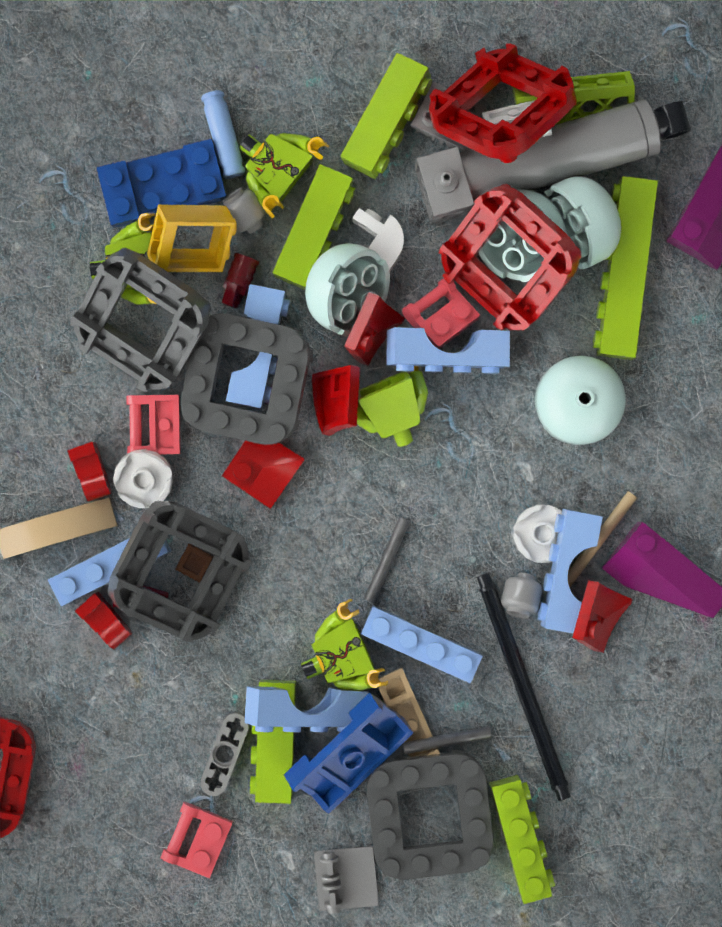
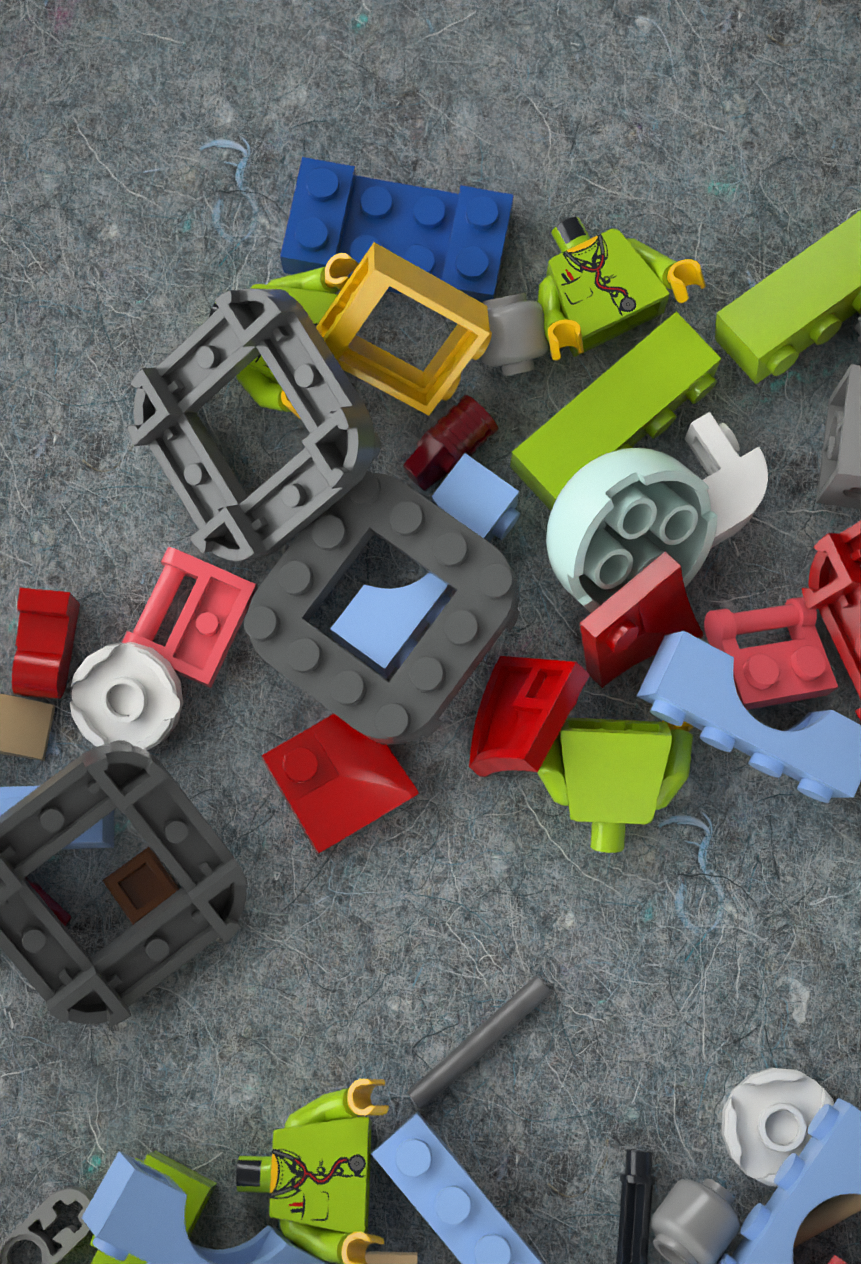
camera: 30 degrees right, 10 degrees down
(223, 134) = (535, 201): light blue axle -> none

